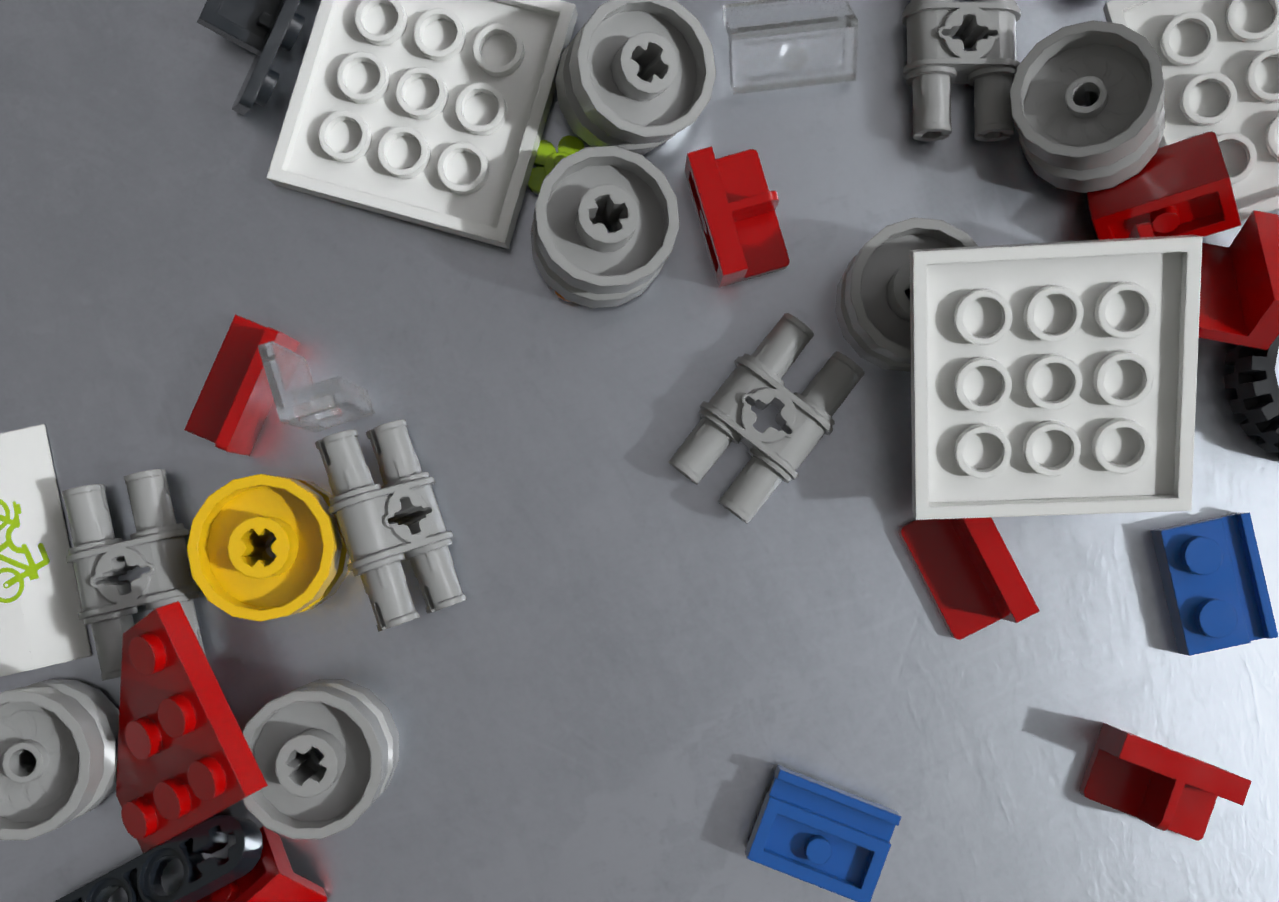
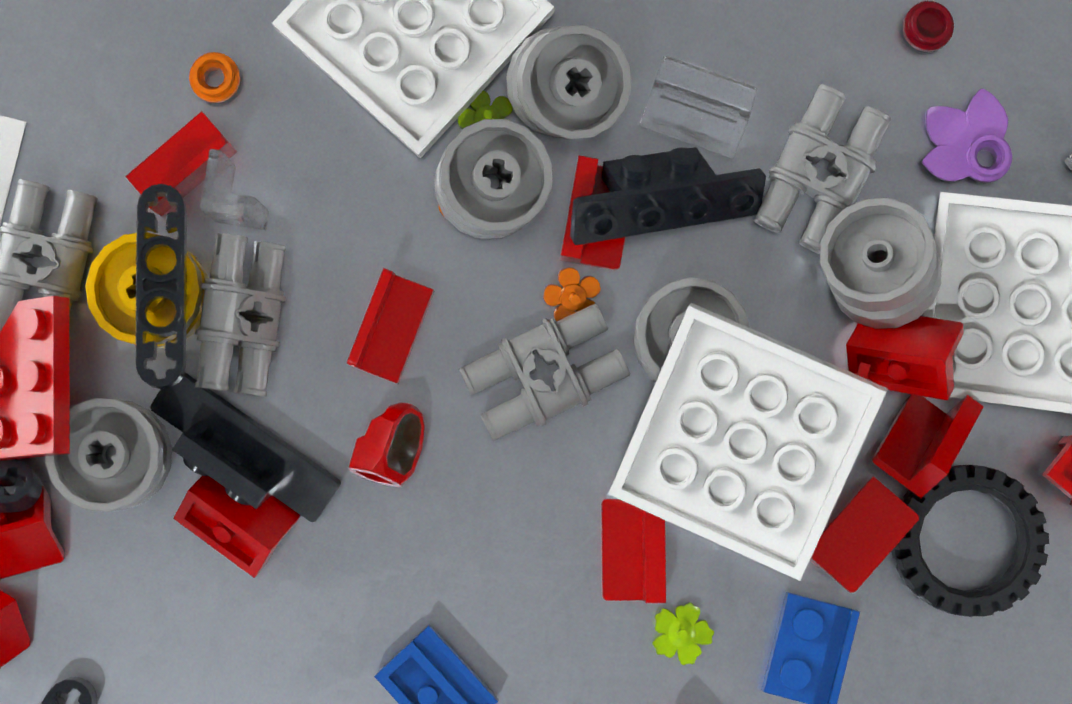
camera: 30 degrees right, 0 degrees up
(214, 267) = (204, 66): none -> orange plate
(271, 539) = (166, 286): none -> black beam
(467, 677) = (242, 453): none -> black bracket
(499, 751) = (233, 529): none -> red panel
(568, 452) = (390, 326): none -> red panel
(635, 586) = (390, 446): none -> red rock
(753, 317) = (573, 294): none -> orange plant
(803, 153) = (663, 194): none -> black bracket
(1061, 634) = (681, 633): none -> lime plant
(1229, 422) = (863, 535): none -> red panel

